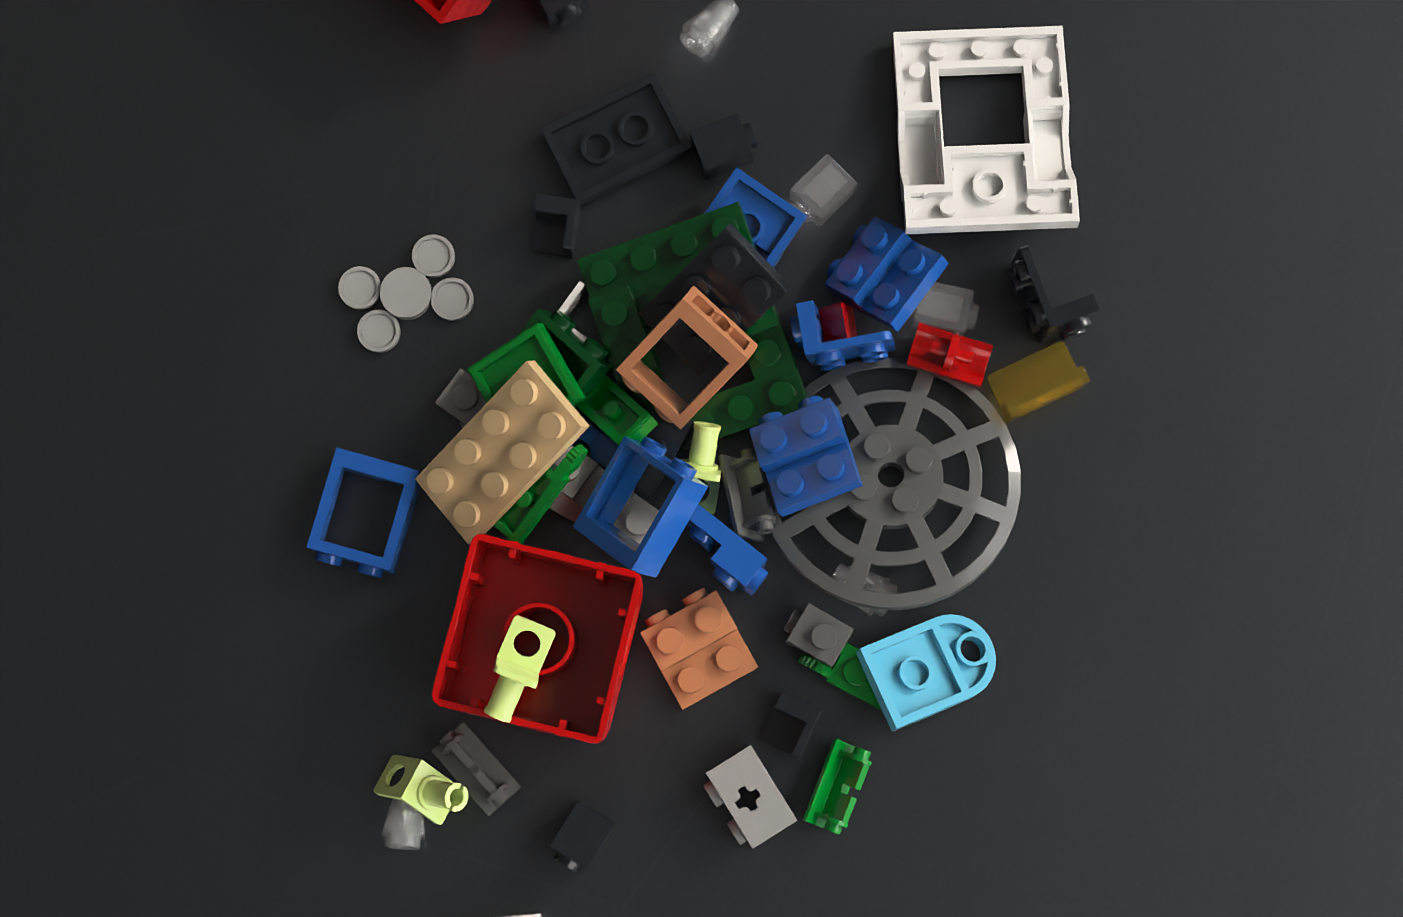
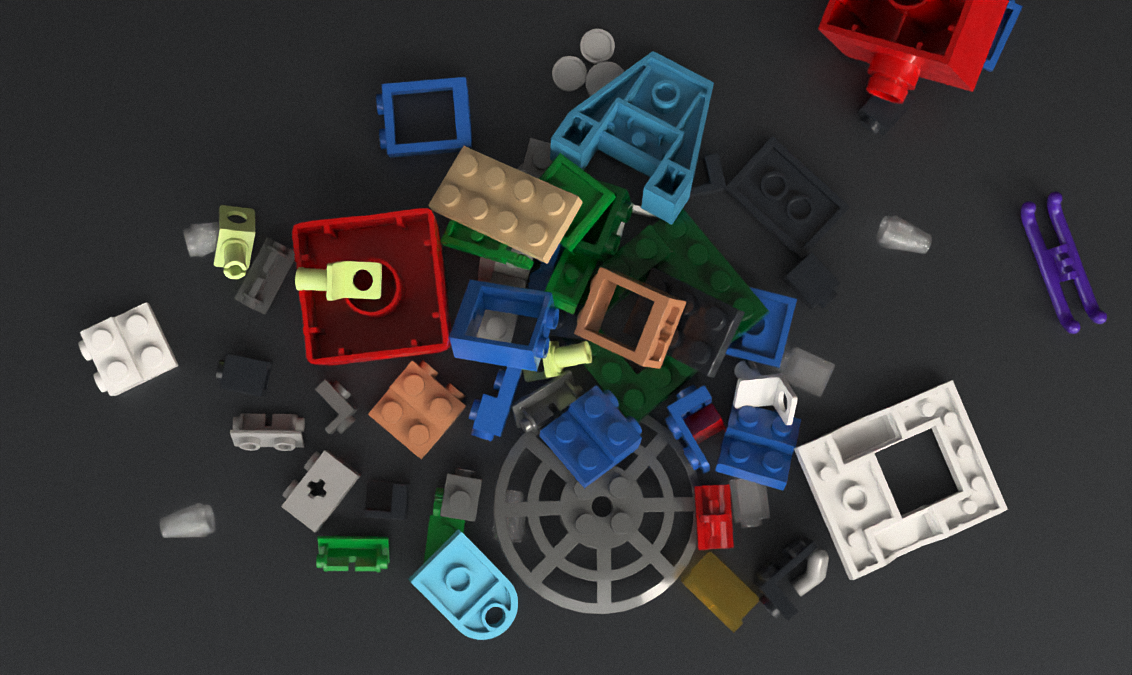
camera: 70 degrees right, 5 degrees up
(470, 258) = (648, 121): none -> dark azure wedge
(649, 736) = (337, 396): none -> dark grey bracket
(655, 853) = (252, 433): none -> light grey hinge
(827, 243) = (763, 390): none -> white bracket
(1056, 268) = (814, 573): none -> light grey arm

